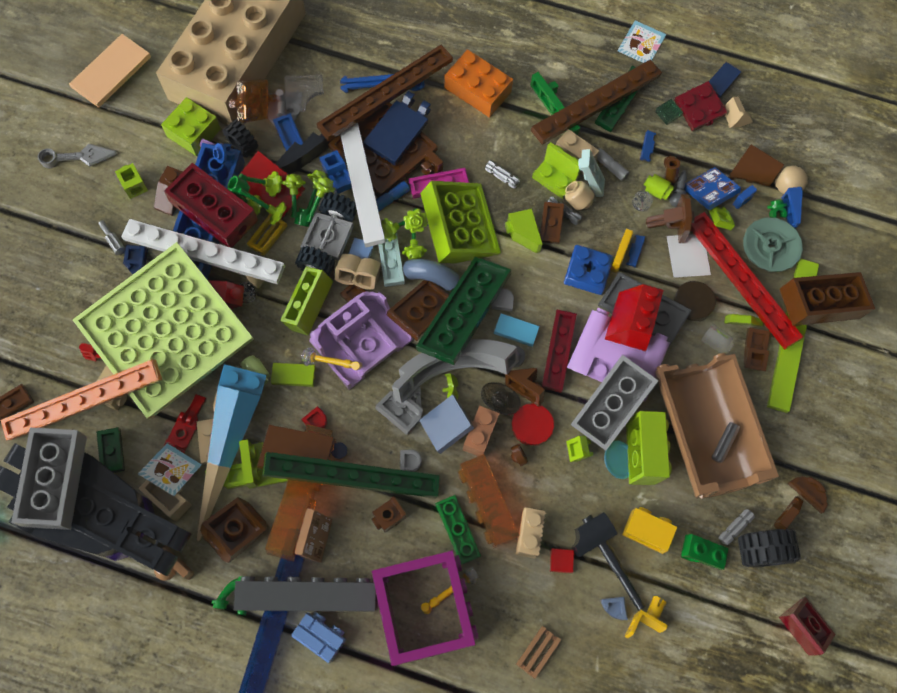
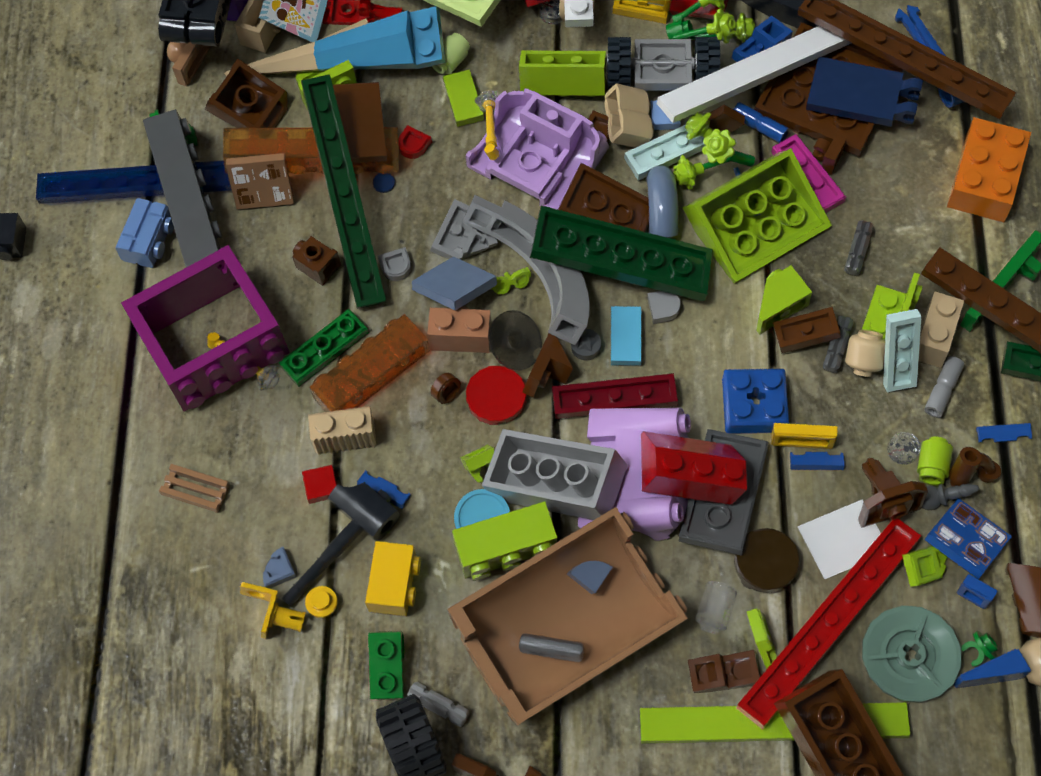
camera: 80 degrees right, 5 degrees down
(386, 210) = (726, 119): none -> reddish brown tile
(576, 519) = (398, 498): none -> blue piece
(648, 583) = (321, 602): none -> yellow plate
(683, 403) = (590, 574): none -> sand blue tile

